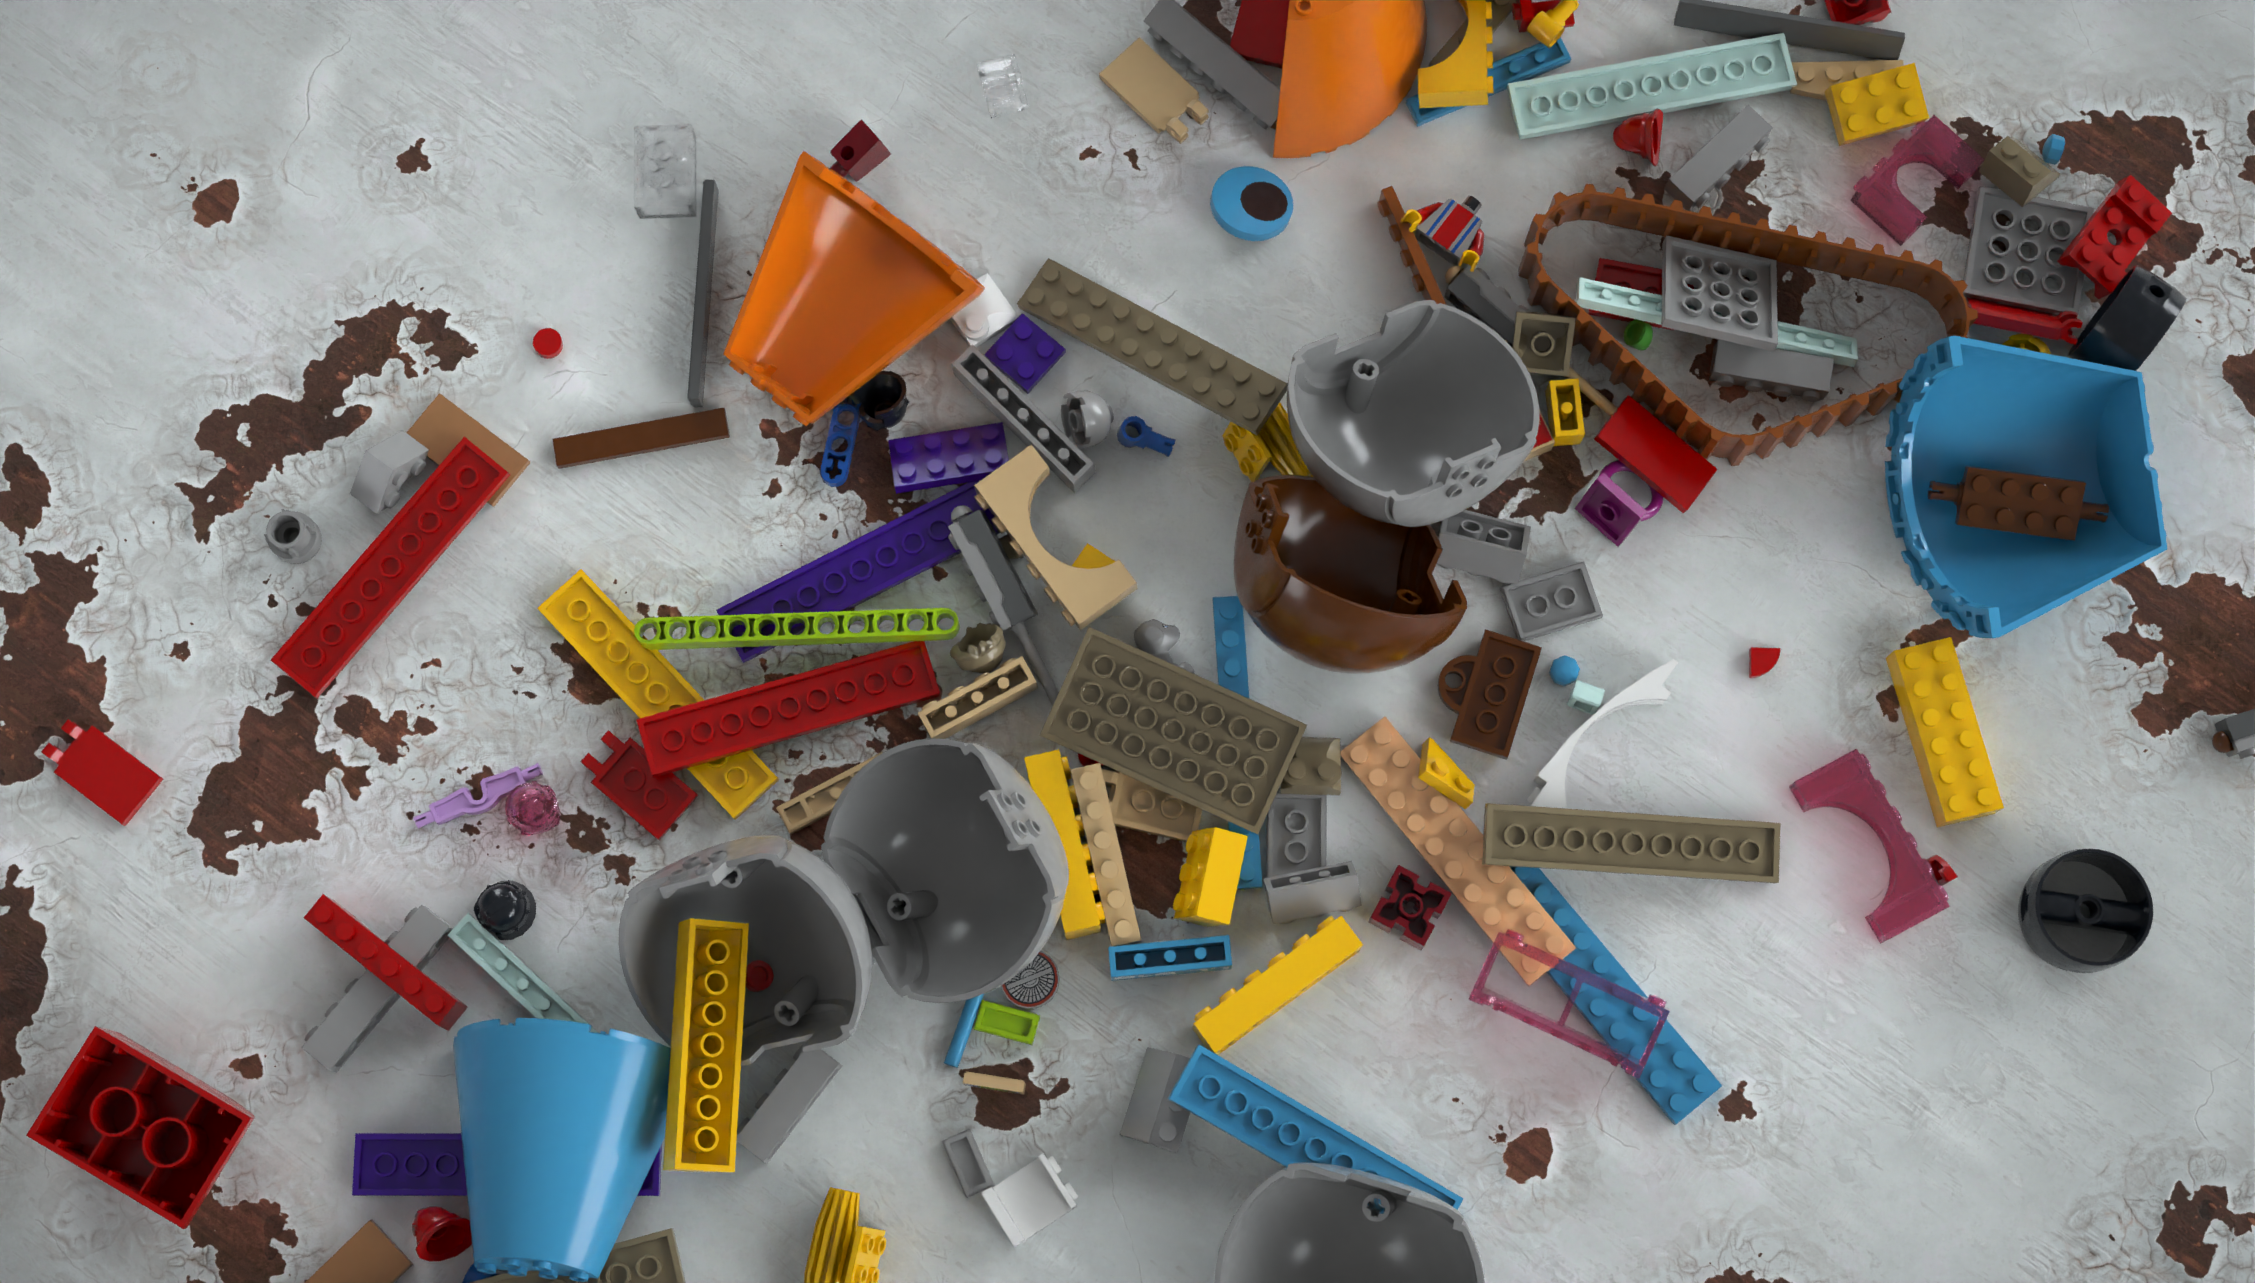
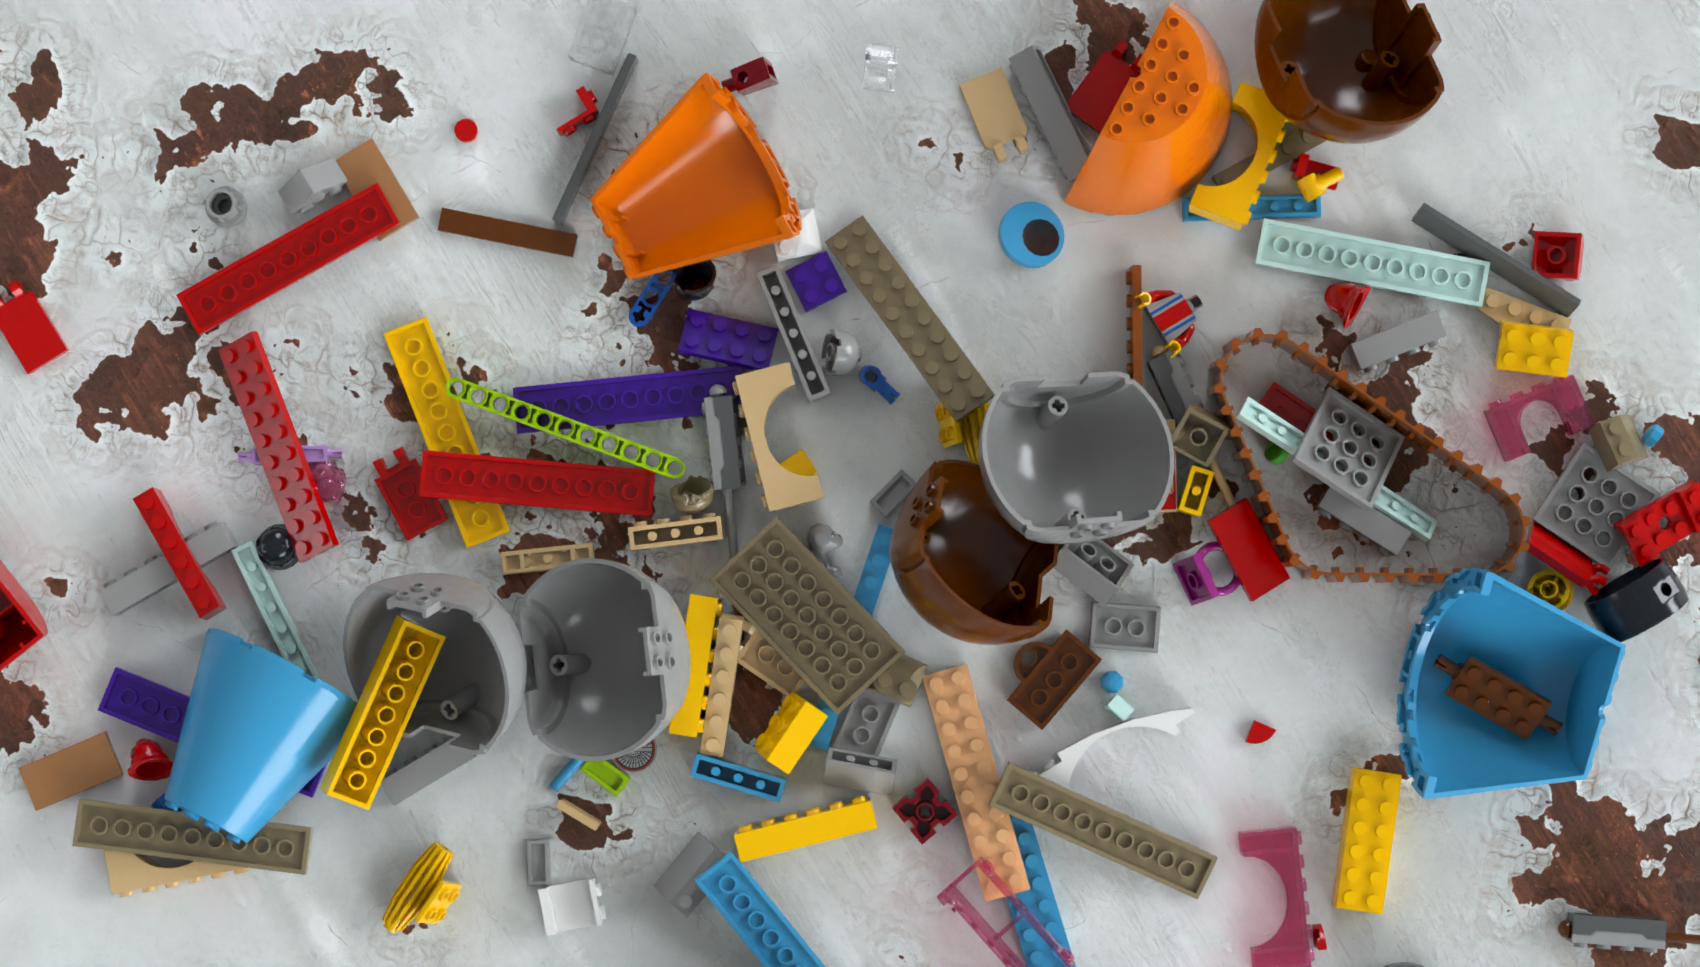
camera: 20 degrees right, 10 degrees up
(460, 788) = (278, 447): none -> red plate
(678, 253) = (586, 117): none -> red bracket
(758, 976) = (441, 671): red tile -> none
(1214, 557) = (893, 493): none -> light grey tile
(1444, 775) = (991, 724): yellow wing -> none

